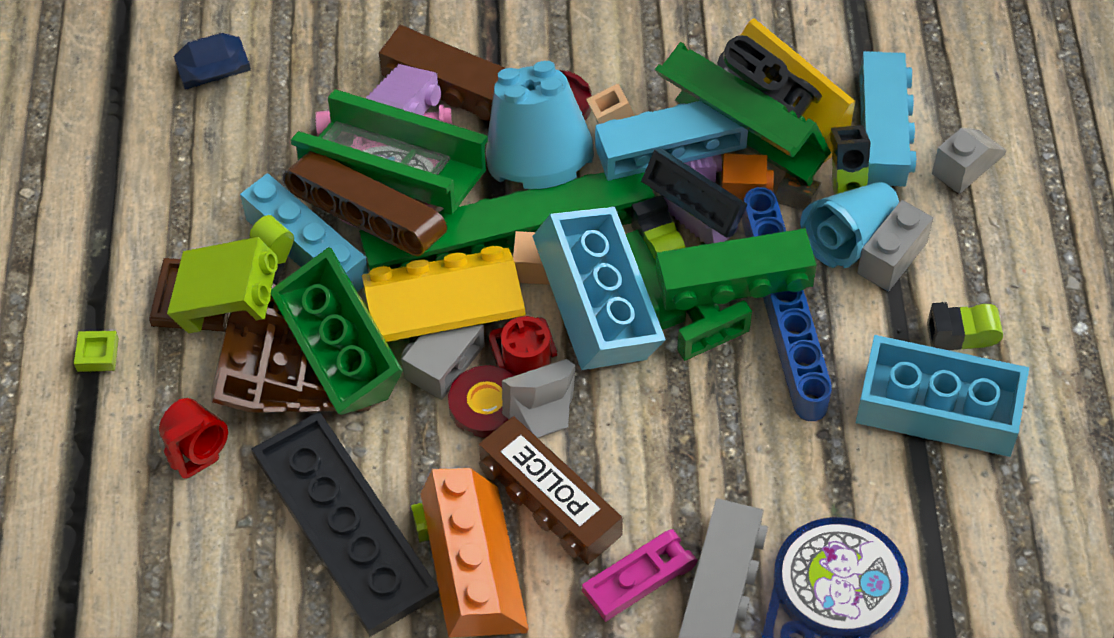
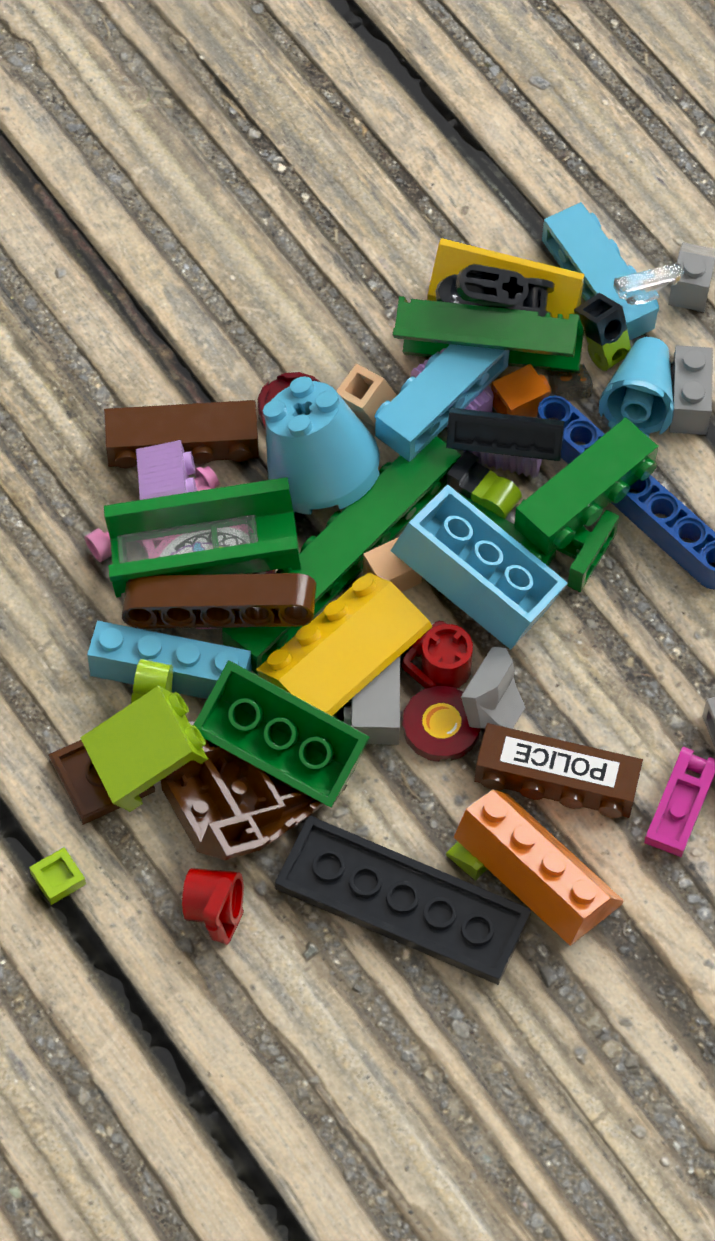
camera: 35 degrees left, 5 degrees up
(907, 137) = (643, 286): none -> clear tile

